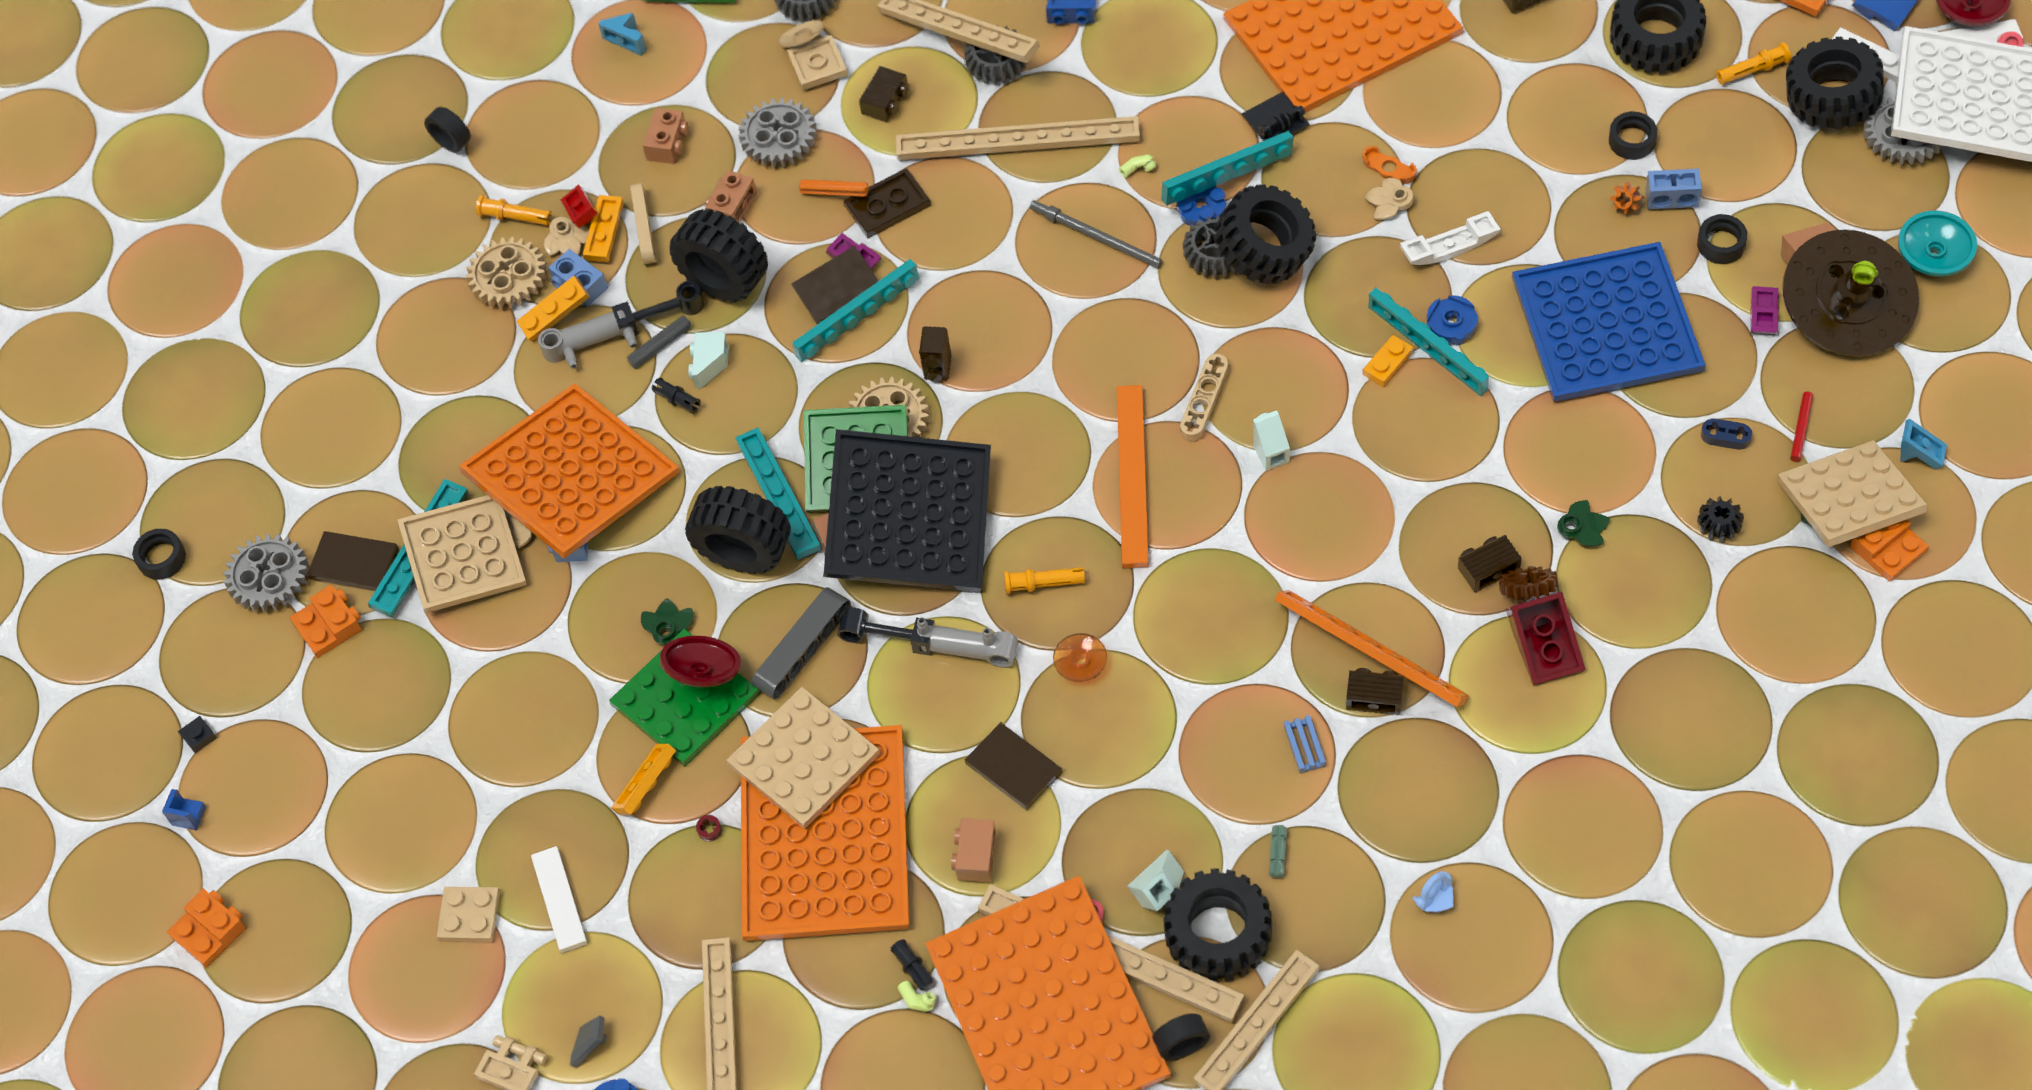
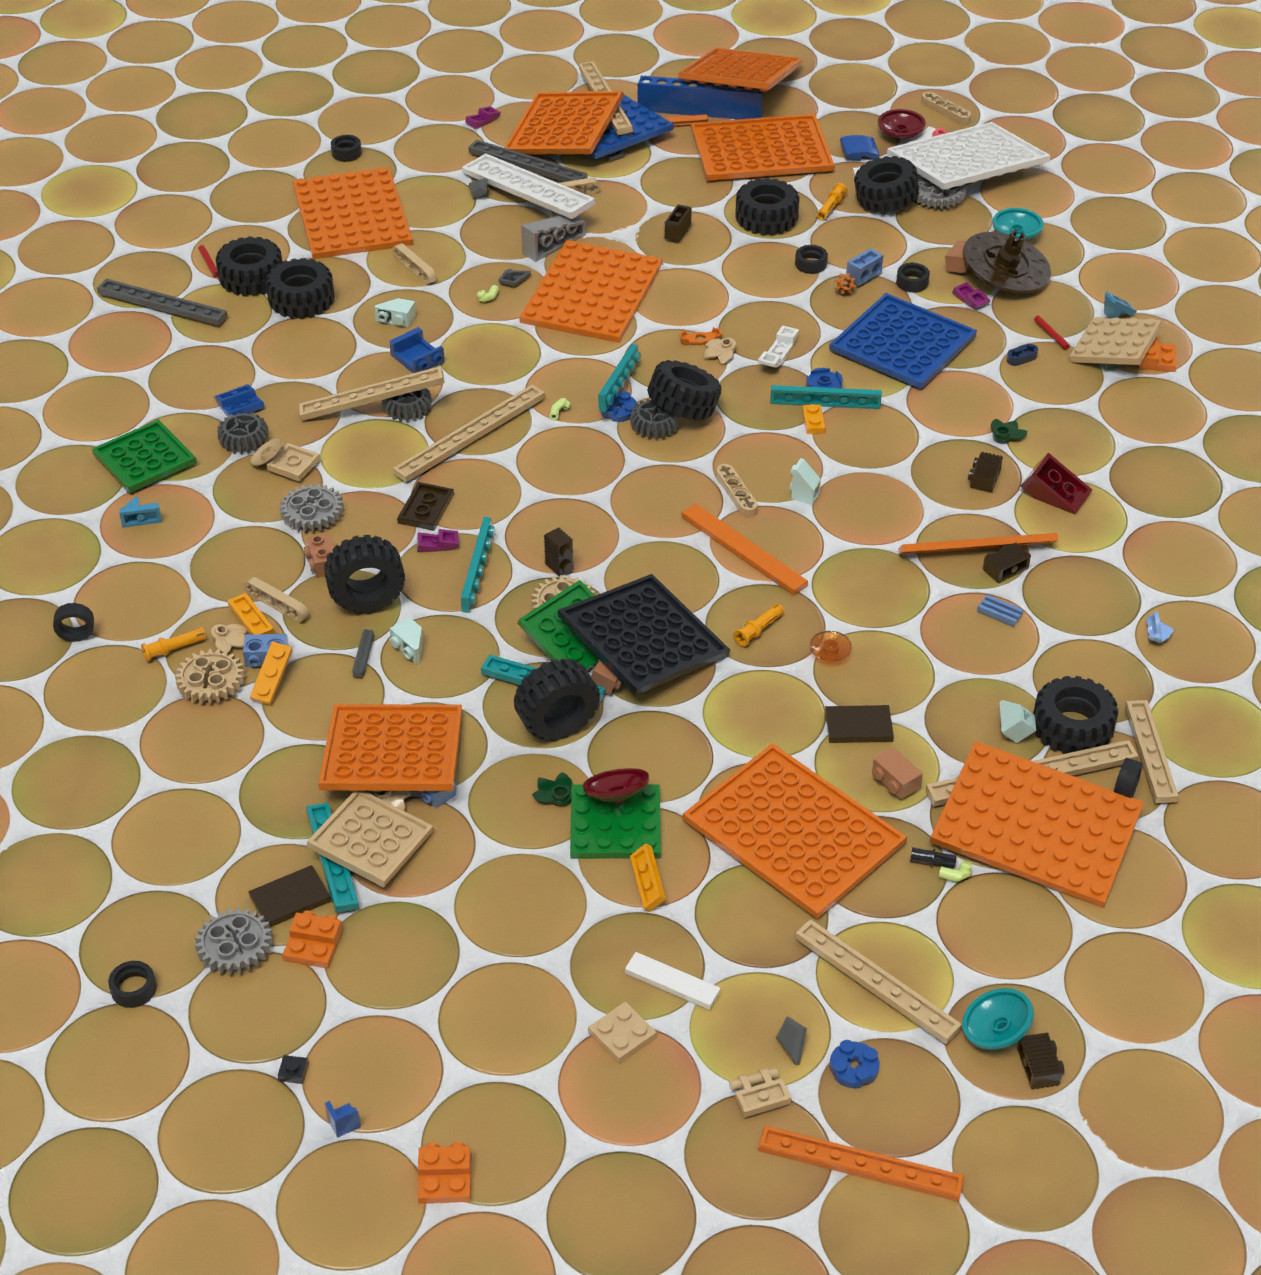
camera: 50 degrees left, 15 degrees down
(579, 206) = (221, 612): red plate -> none
(614, 324) = (326, 656): light grey piece -> none
(665, 135) = (235, 548): nougat brick -> none
(676, 395) = (411, 672): black pin -> none
(713, 822) = (723, 881): dark red bush -> none
(800, 643) = (656, 744): dark grey beam -> none
(803, 757) = (736, 796): tan plate -> none
(834, 284) = (448, 558): dark brown tile -> none
(836, 188) = (384, 514): orange axle -> none
(883, 94) = (359, 453): dark brown brick -> none
(927, 637) = (730, 691): light grey piece -> none
(1055, 215) = (538, 456): dark grey bar -> none
(1276, 117) = (611, 348): black hinge -> none
(1278, 851) = (1052, 665): sand green axle -> none
(1528, 583) = (1020, 465): reddish brown gear -> none
(1720, 519) = (1069, 388): black gear -> none
(1864, 272) = (1021, 233): lime plate -> none

